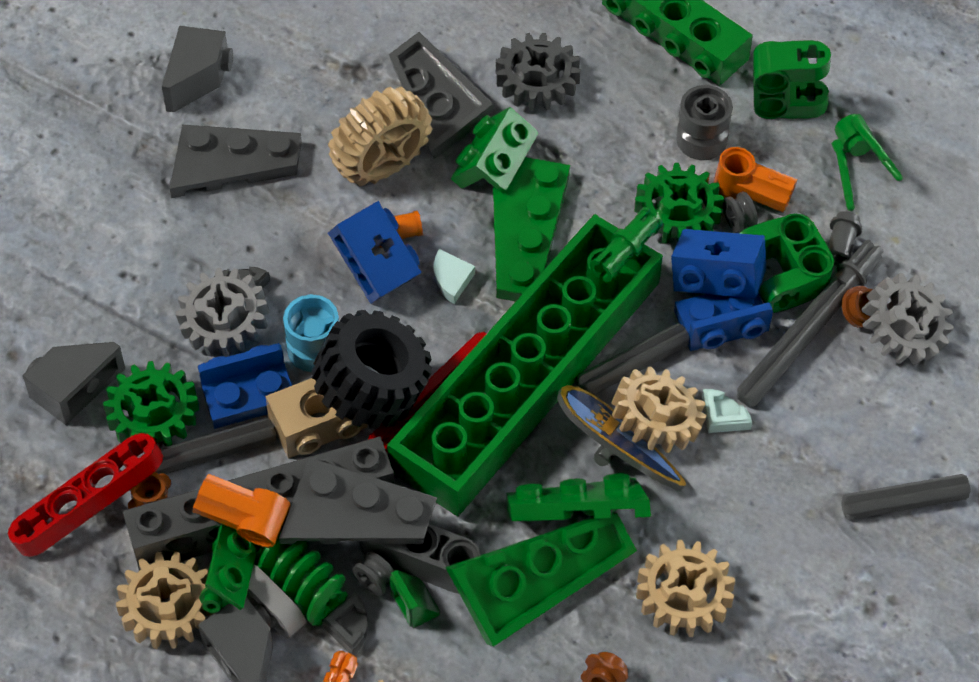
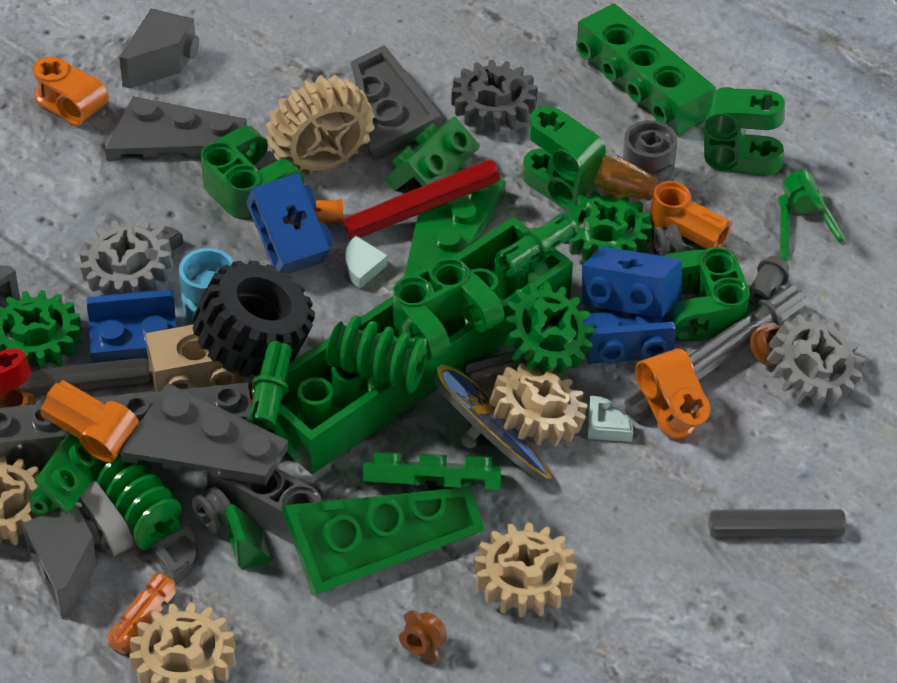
camera: 10 degrees right, 10 degrees down
(119, 132) = (68, 90): none -> orange piece
(310, 200) = (231, 172): none -> green piece
(408, 443) = (270, 386): none -> green axle
(495, 201) = (421, 199): none -> red axle
(505, 392) = (377, 355): none -> green piece
(547, 325) = (438, 295): none -> green piece
(631, 136) = (567, 158): none -> green piece
(652, 332) = (556, 347): none -> green gear
(687, 151) = (624, 178): none -> clear orange cone
(784, 374) = (672, 390): none -> orange piece

